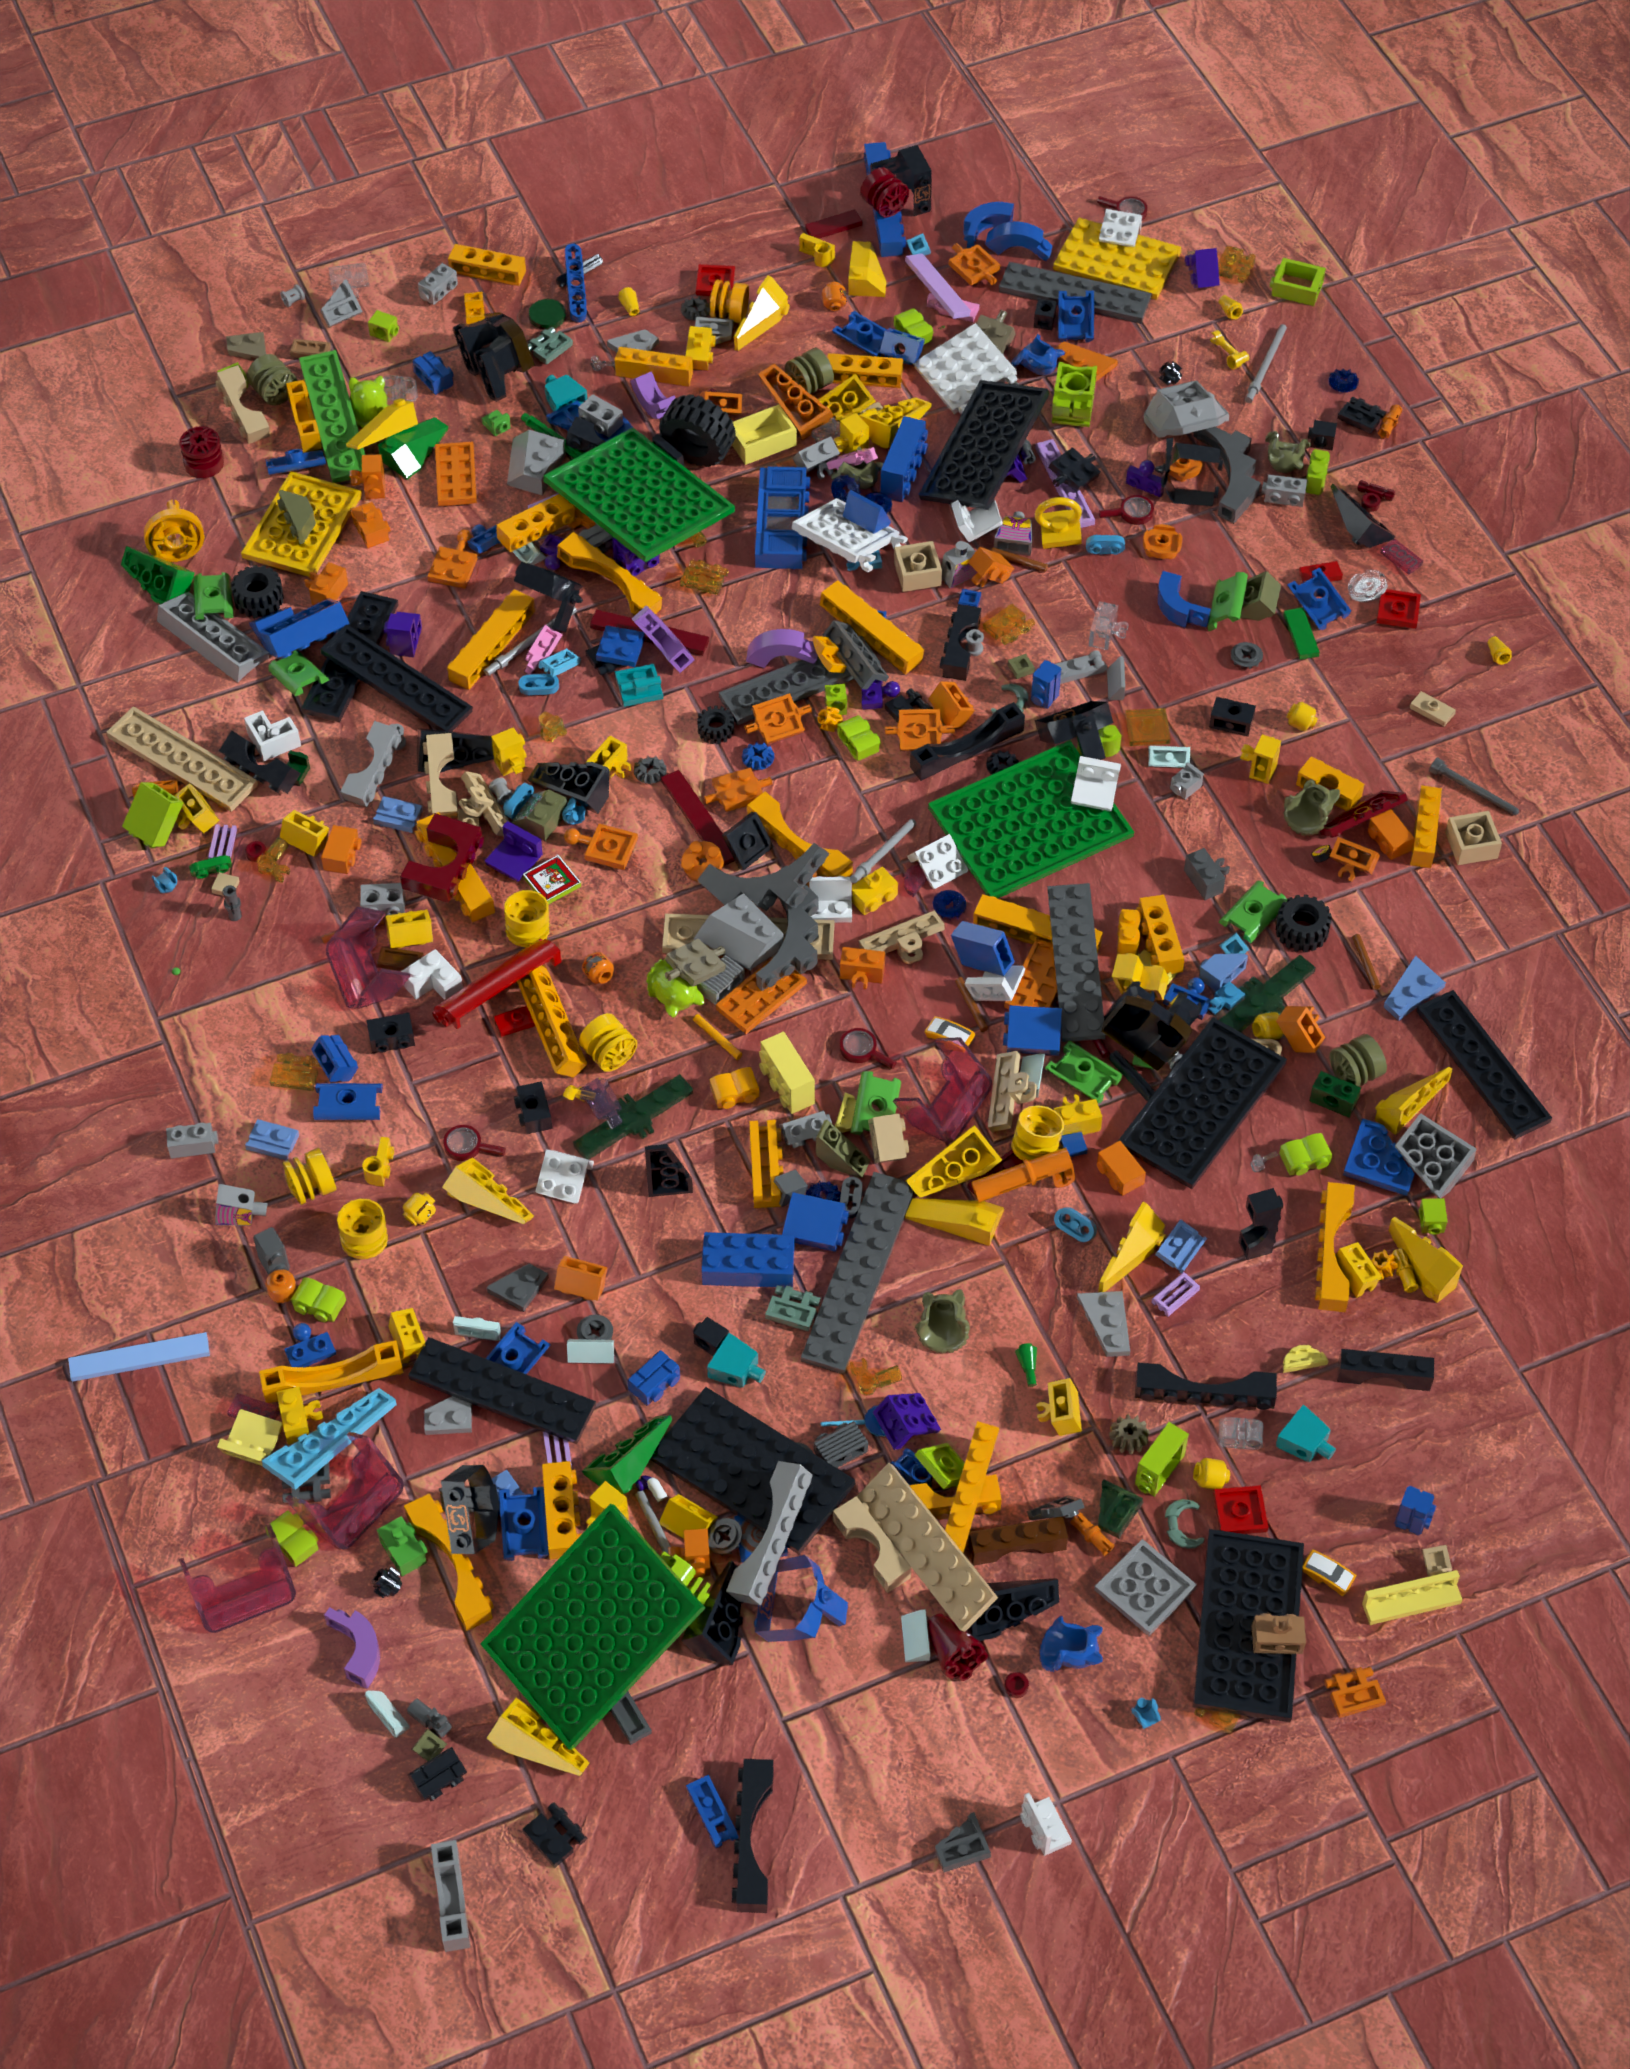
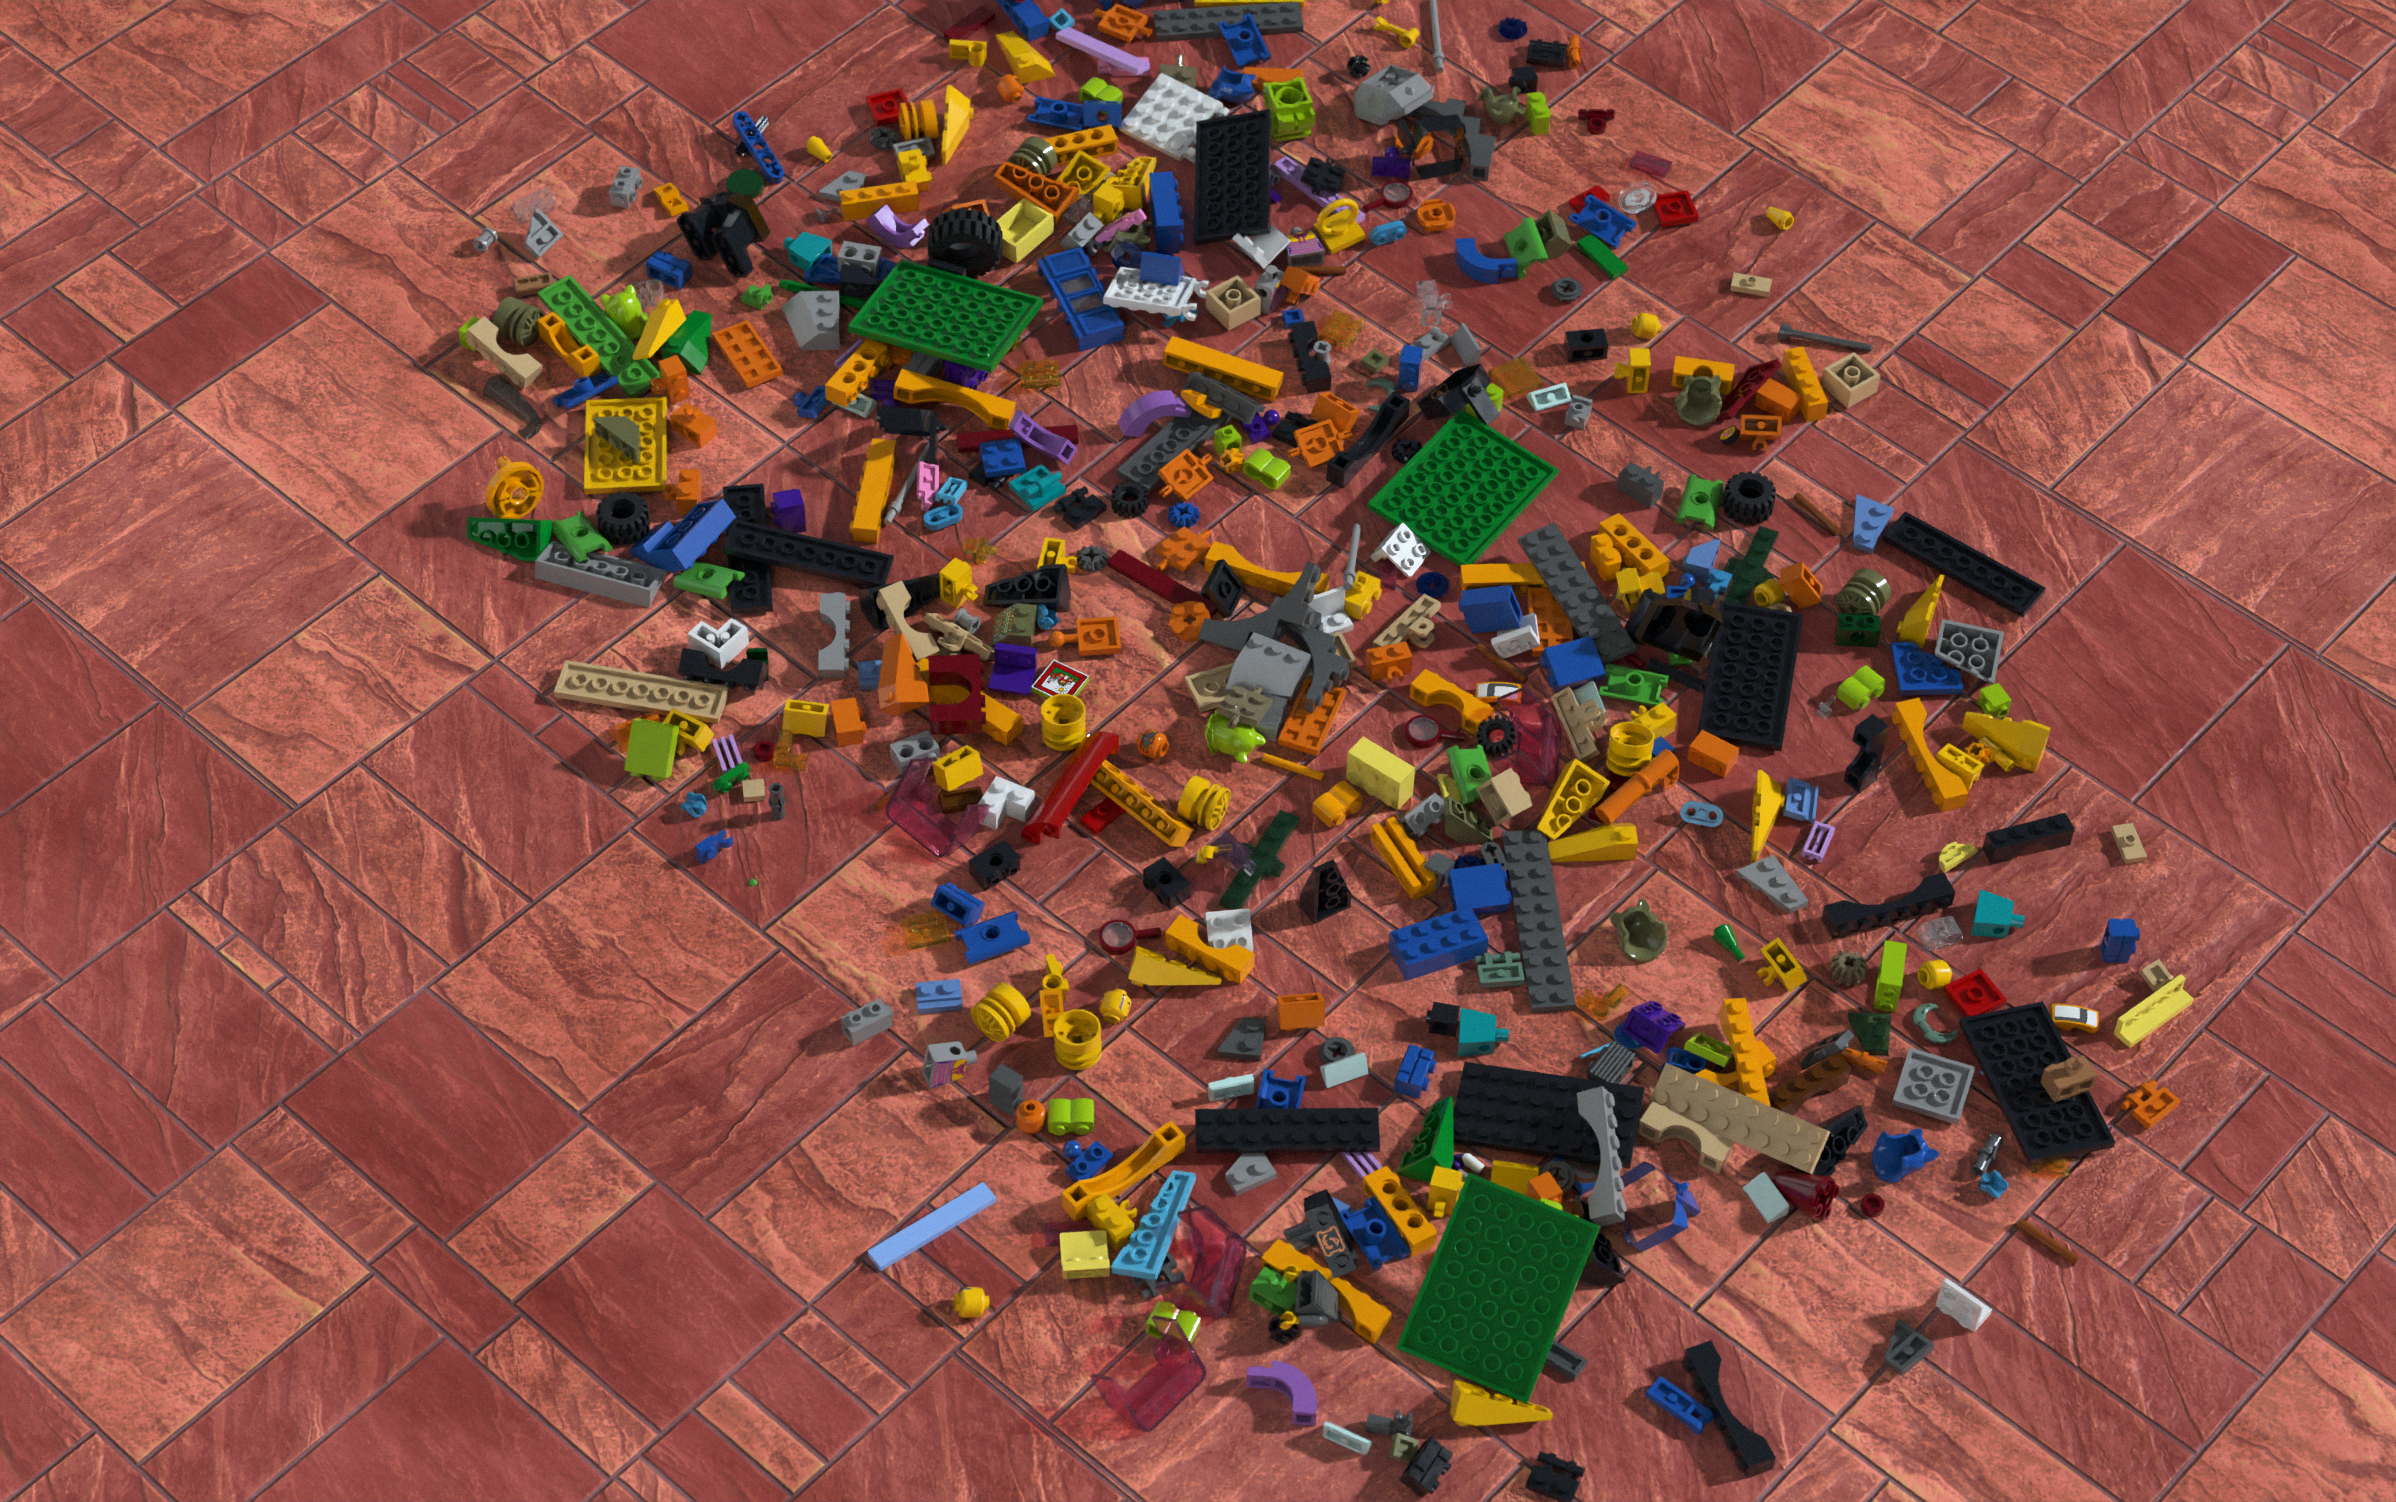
camera: 25 degrees left, 5 degrees down
(127, 1443) = (970, 1302): none -> yellow head
(155, 924) = (710, 846): none -> blue plate
(201, 452) = (488, 409): dark red wheel -> none
(233, 456) = (505, 395): none -> clear smoke animal
(246, 345) = (468, 300): dark tan wing -> none
(360, 1185) = (1051, 1008): none -> light orange slope
(383, 326) = (594, 241): lime brick -> none
(402, 831) = (900, 681): none -> orange wedge
(407, 1333) = (1167, 1108): yellow hinge -> none
(424, 1568) = (1314, 1300): none -> dark grey torso
(453, 566) = (795, 437): orange plate -> none
(487, 264) = (662, 155): light orange brick -> none
(517, 801) = (988, 619): dark azure plate -> none
(548, 1205) = (1231, 962): none -> light orange arch
(553, 346) = (770, 209): sand green plate -> none
(669, 722) = (1082, 513): none -> black plate
(887, 1007) = (1432, 689): none -> light orange arch
(928, 1083) = (1496, 724): none -> black tyre
(1045, 314) = (1214, 48): black brick -> none
(1095, 783) = (1506, 437): white bracket -> none
(1158, 1679) = (1986, 1155): none -> dark grey pin
(1170, 1793) = (2049, 1242): none -> dark orange bar
(1234, 945) = (1699, 536): medium azure slope -> none
(1284, 490) = (1518, 138): light grey brick -> none
(1360, 521) = (1599, 145): black wedge -> none
(1489, 1412) = (2128, 843): none -> tan plate

